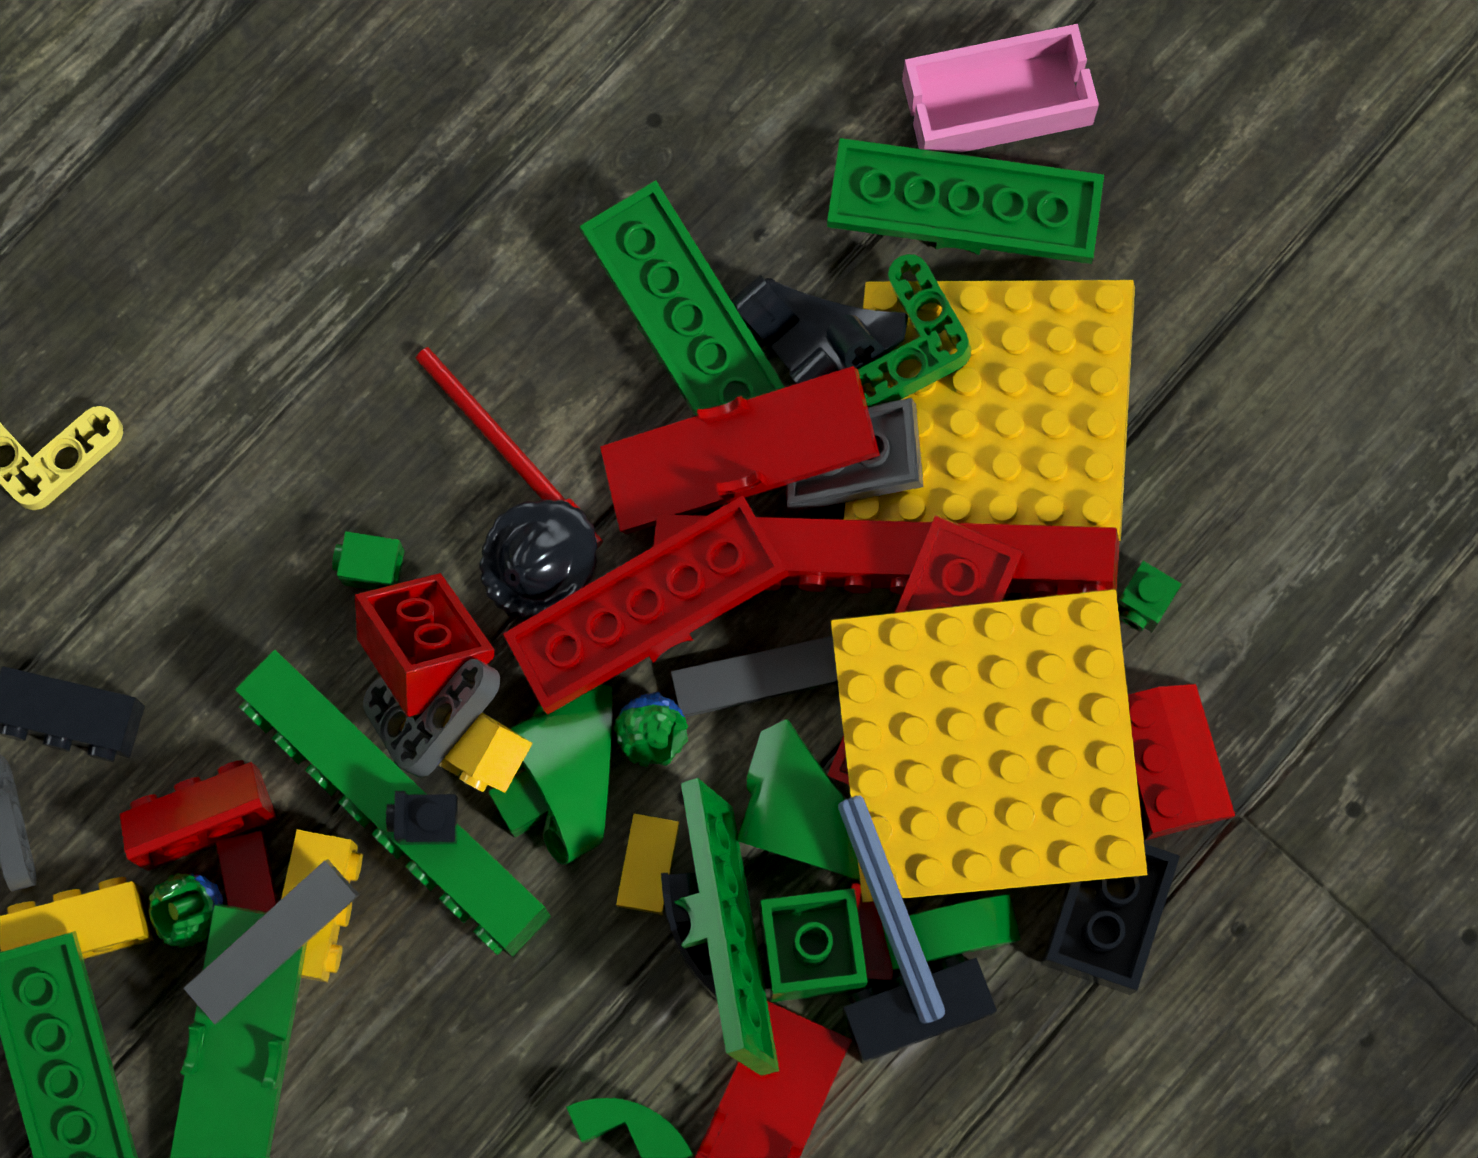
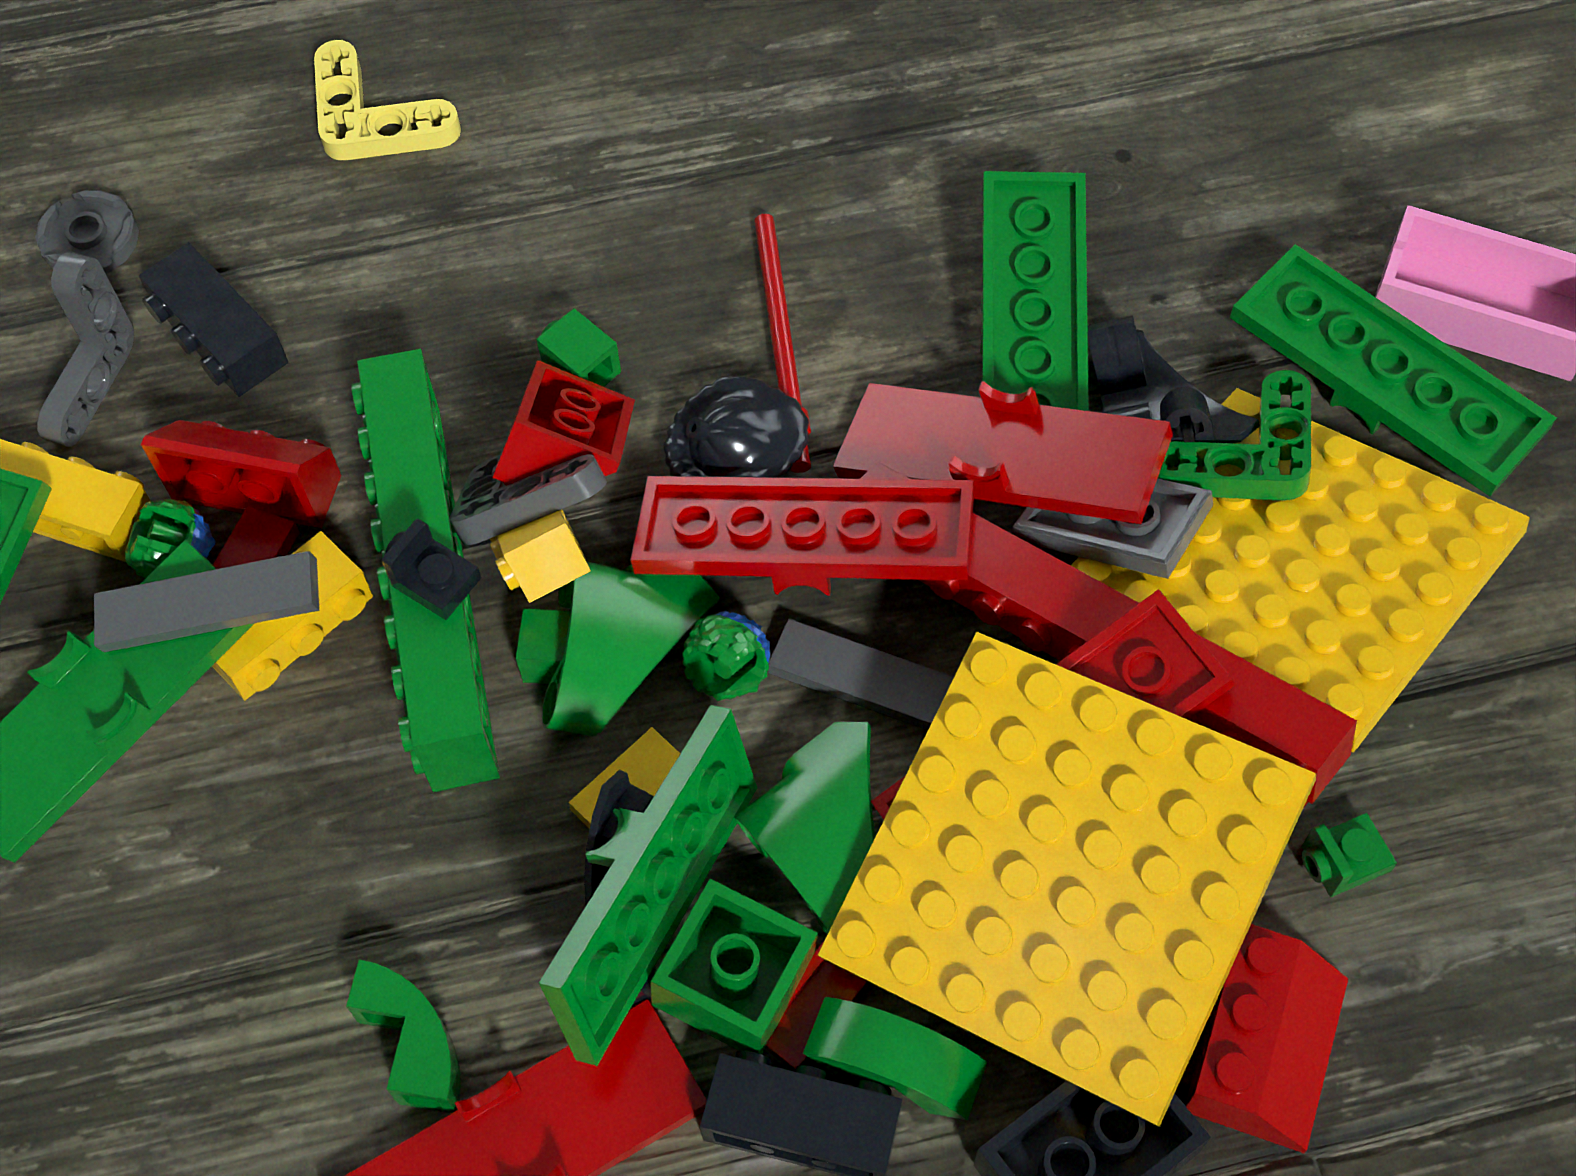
camera: 35 degrees right, 15 degrees down
(891, 909) = (839, 978): sand blue axle -> none

